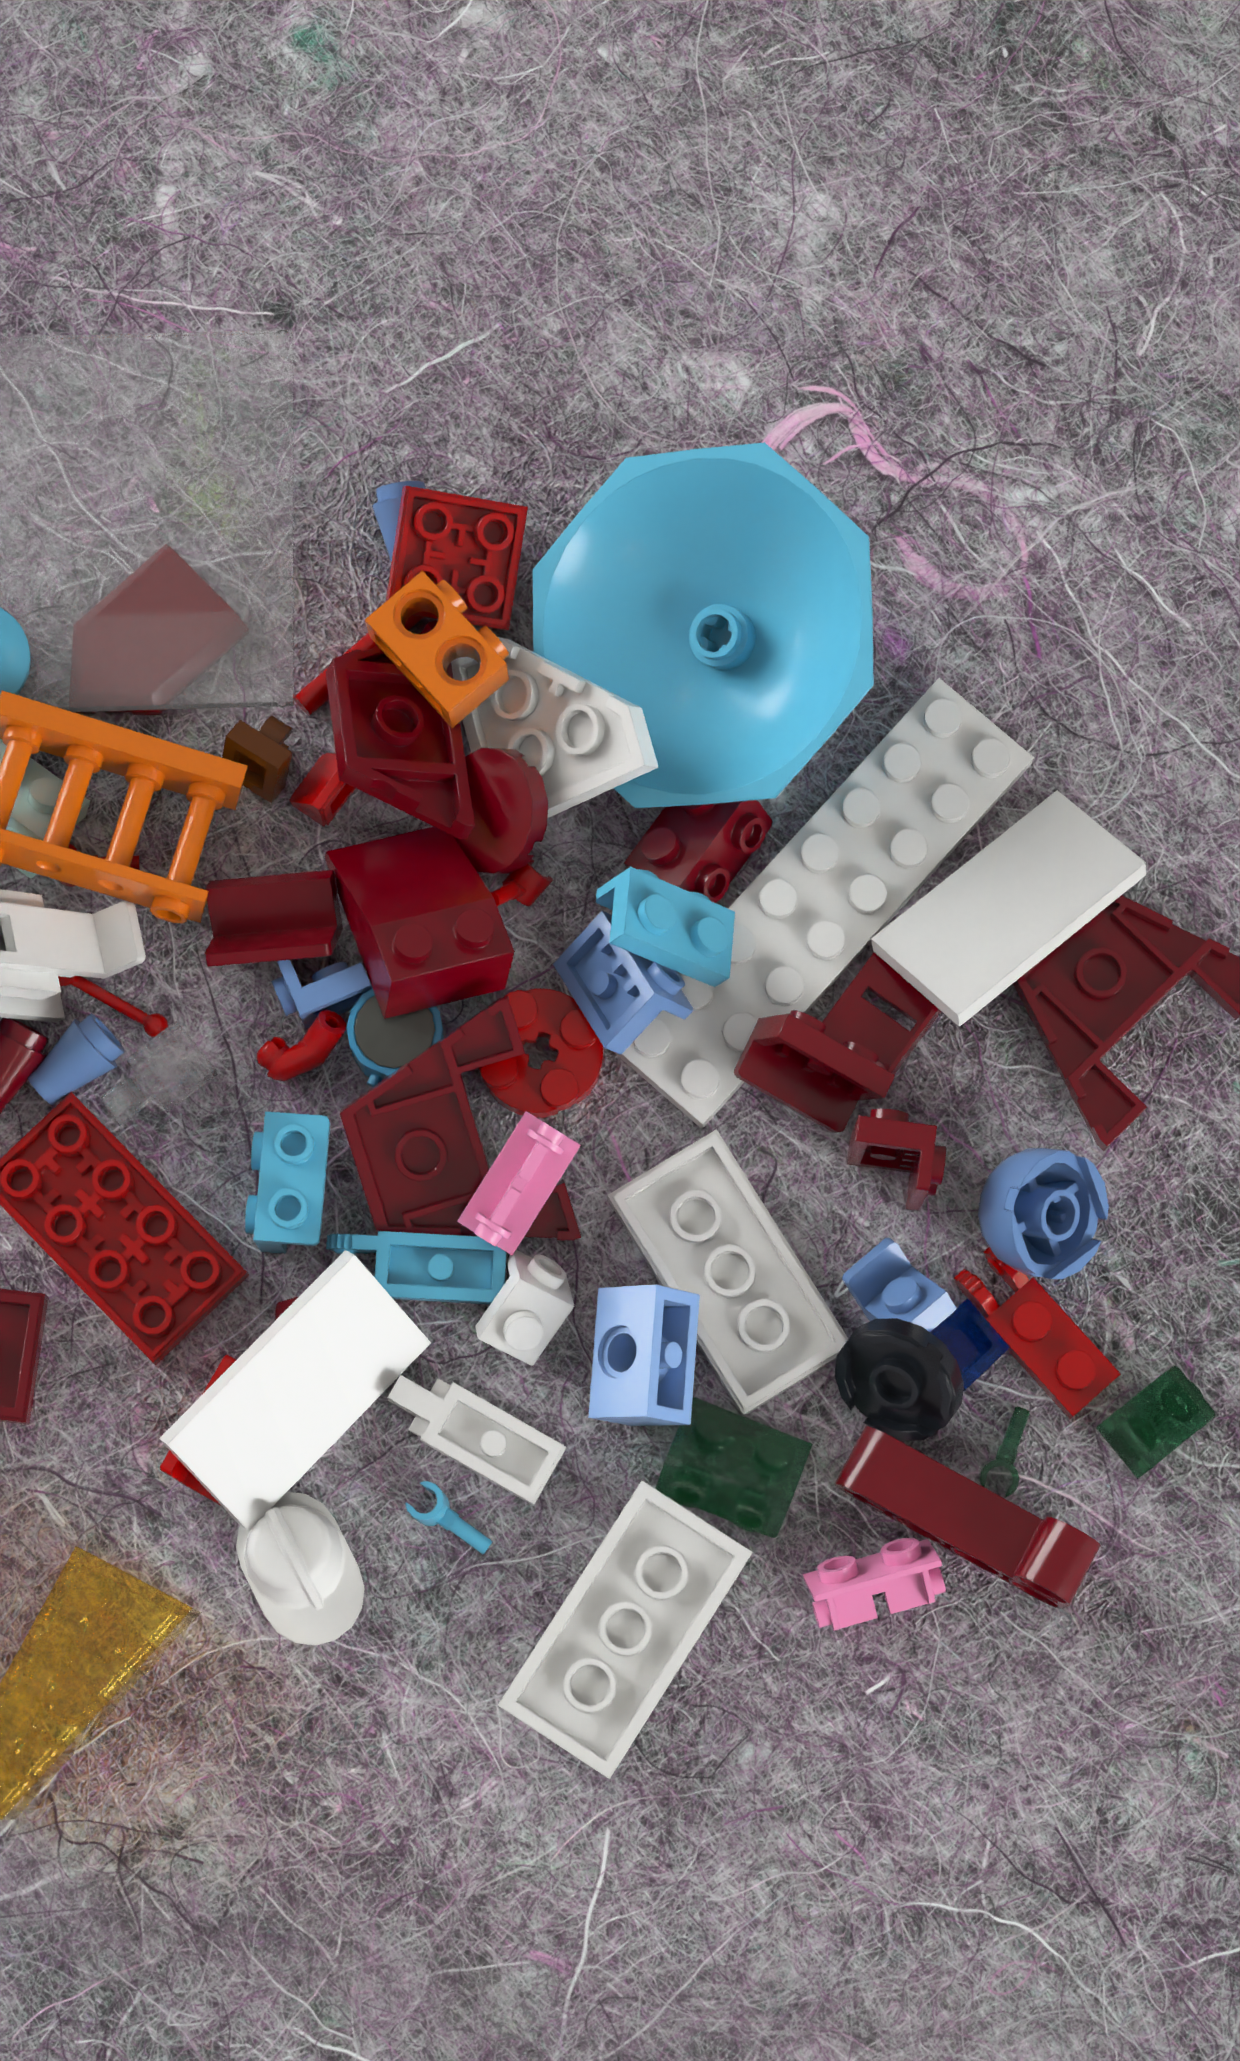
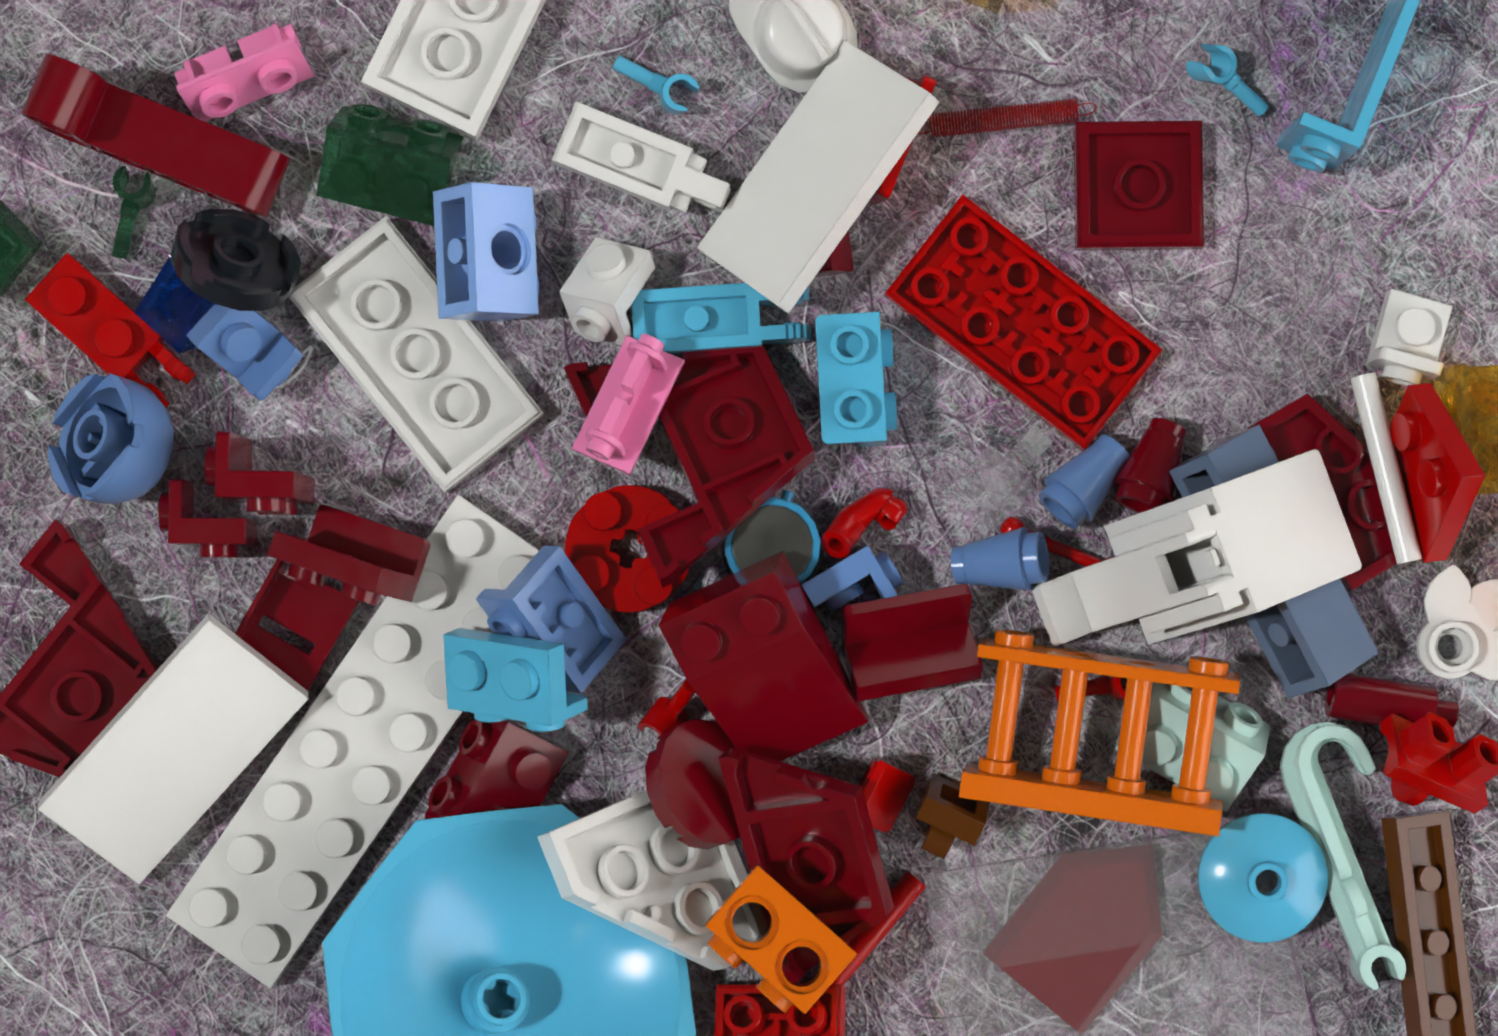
camera: 175 degrees right, 10 degrees up
(103, 1439) = (1044, 109): none -> red piece
(169, 990) = (1003, 561): none -> medium blue cone
(961, 1117) = (214, 535): none -> dark red bracket

